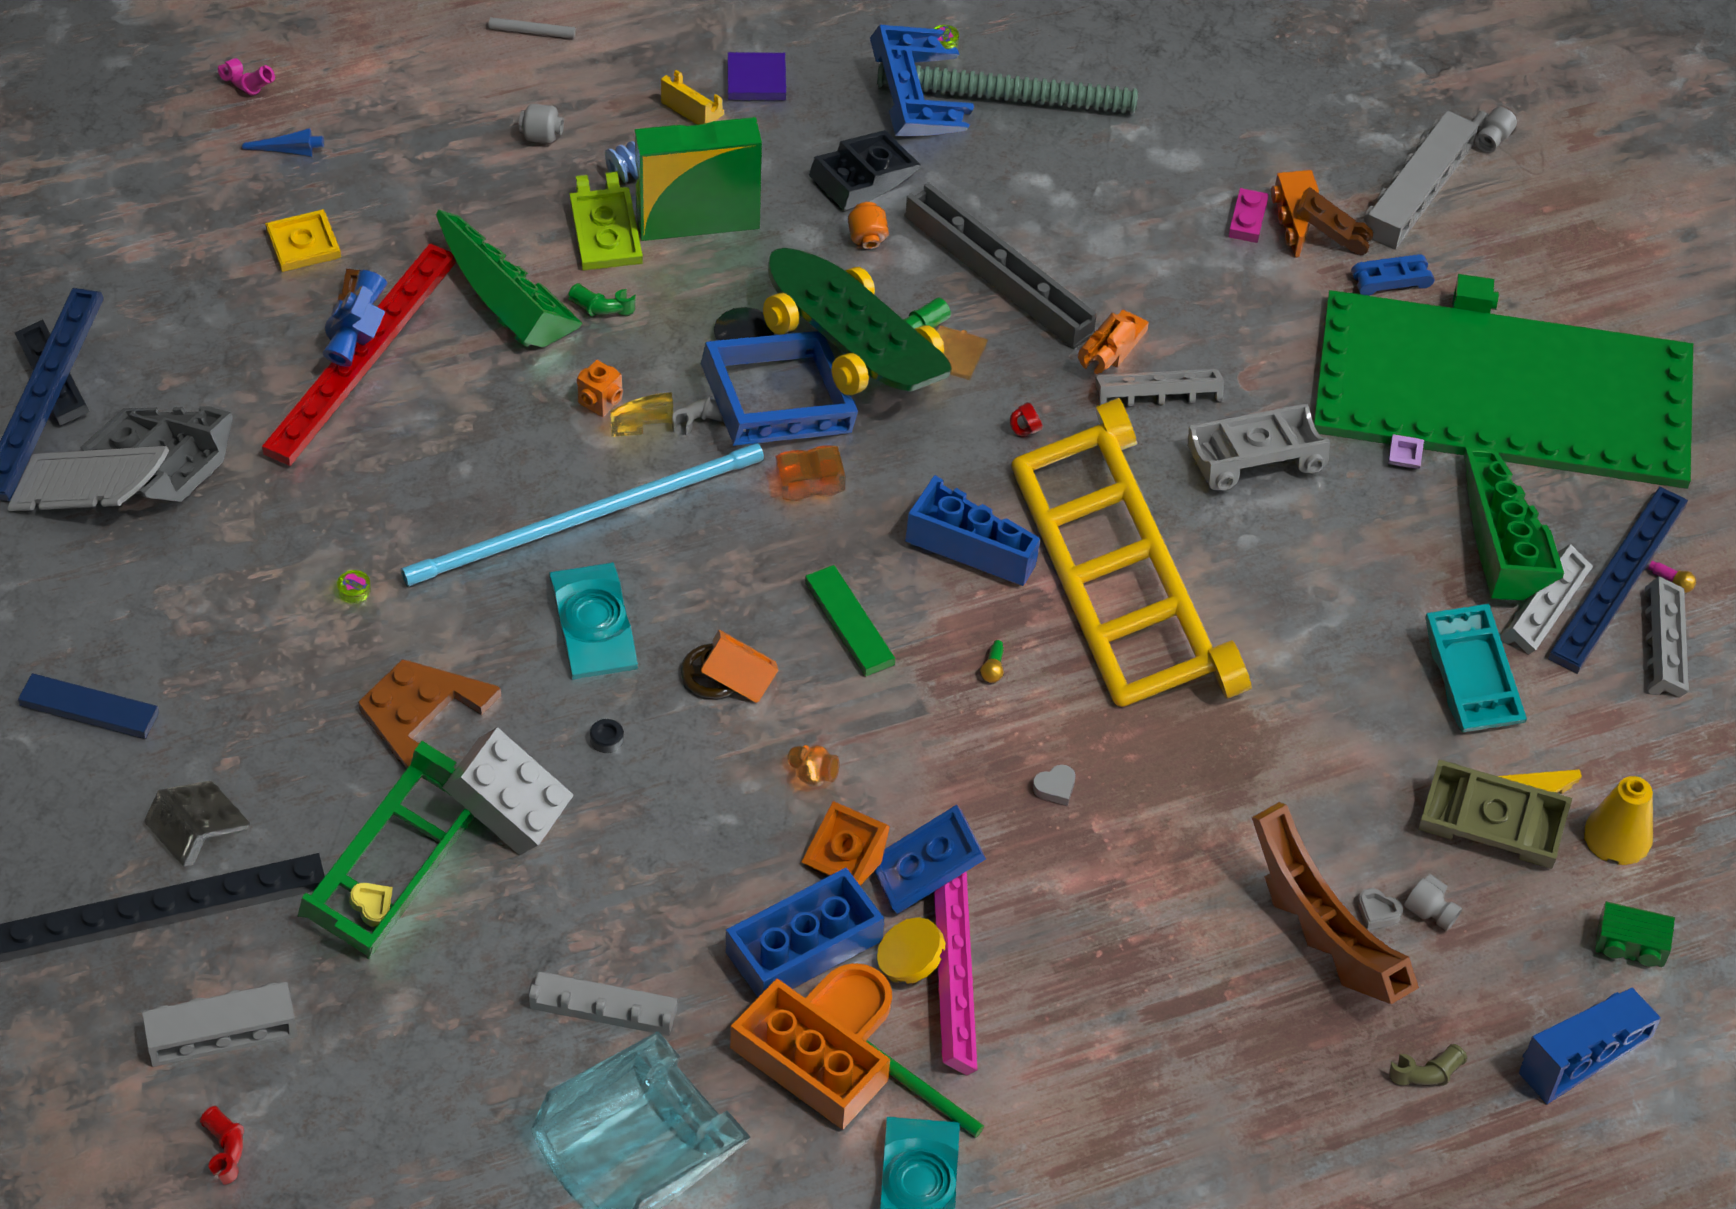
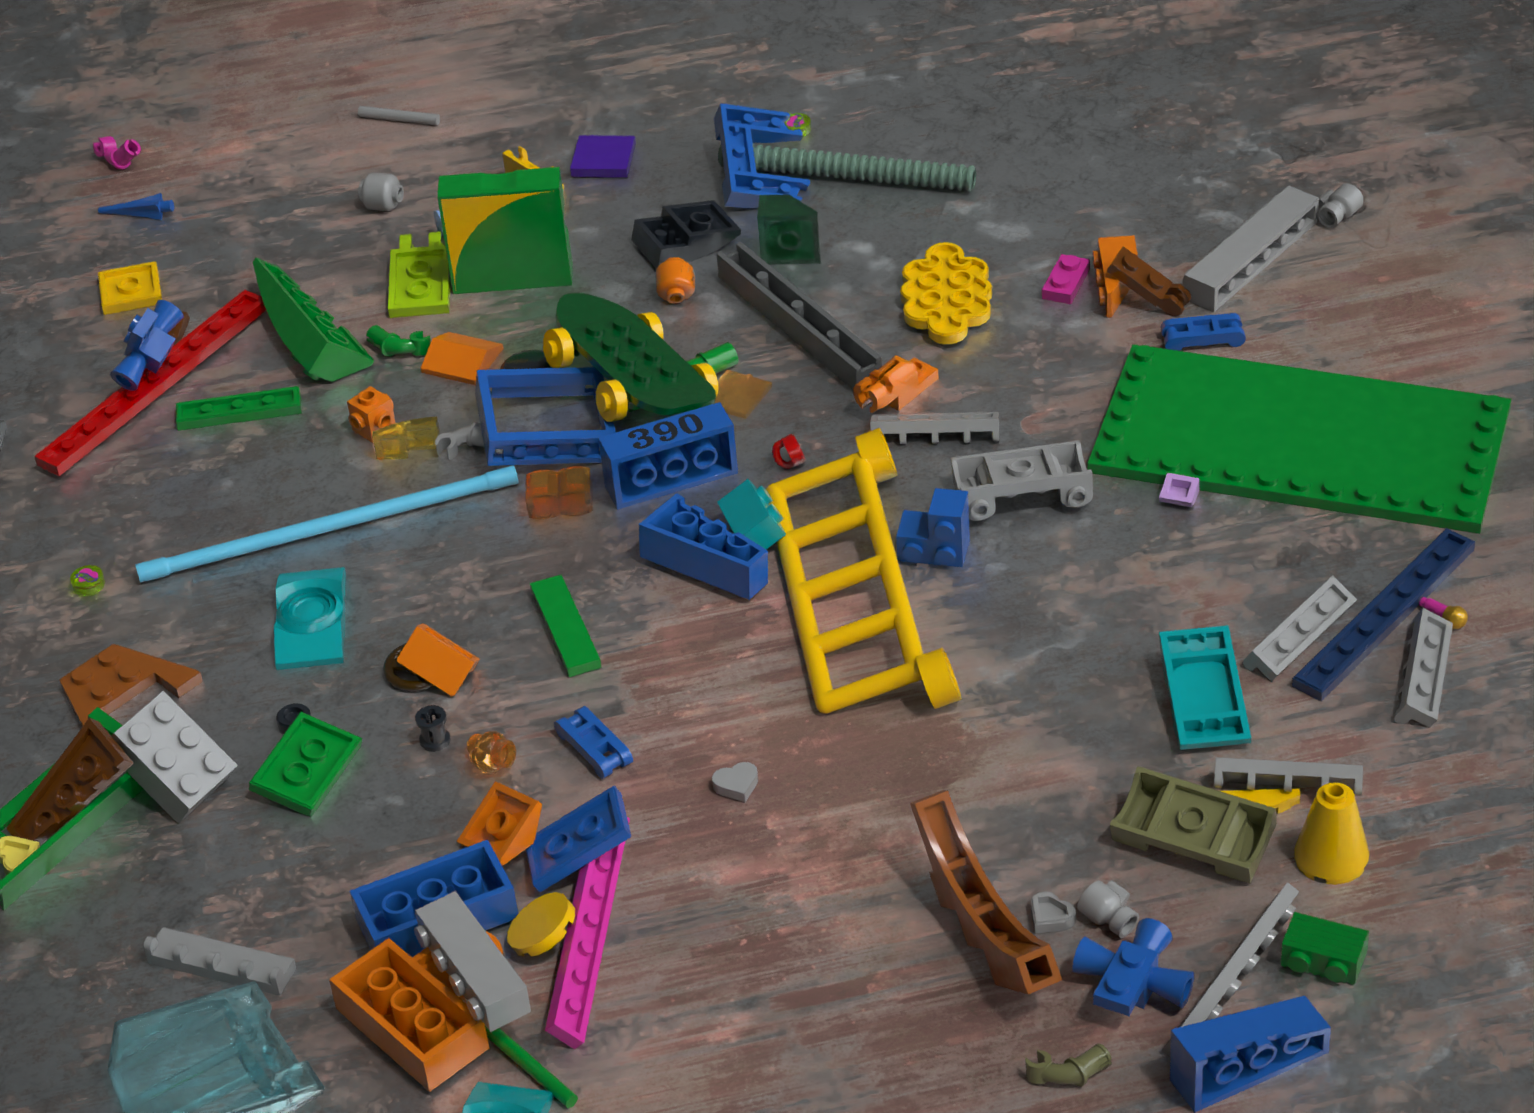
camera: 15 degrees right, 10 degrees down
(421, 824) = (75, 779): none -> reddish brown wing
(455, 381) = (238, 408): none -> green tile
(633, 786) = (305, 764): none -> green tile
(669, 317) = (459, 357): none -> orange slope
(756, 741) = (432, 728): none -> black bush
(870, 1002) = (472, 962): none -> light grey brick
(909, 747) = (592, 740): none -> blue plate
(914, 431) = (668, 455): none -> blue brick
(972, 168) = (787, 231): none -> clear green slope
(992, 669) = (697, 674): pearl gold piece -> none
(1009, 496) = (751, 515): none -> teal brick
(1137, 234) = (946, 293): none -> yellow plate
(1191, 511) = (936, 535): none -> blue brick
(1472, 967) = (1133, 970): none -> blue brick
(1475, 294) = (1283, 348): green brick -> none
(1510, 540) = (1271, 567): green wedge -> none
(1559, 956) = (1242, 959): none -> light grey plate
(1570, 756) = (1286, 773): none -> light grey hinge

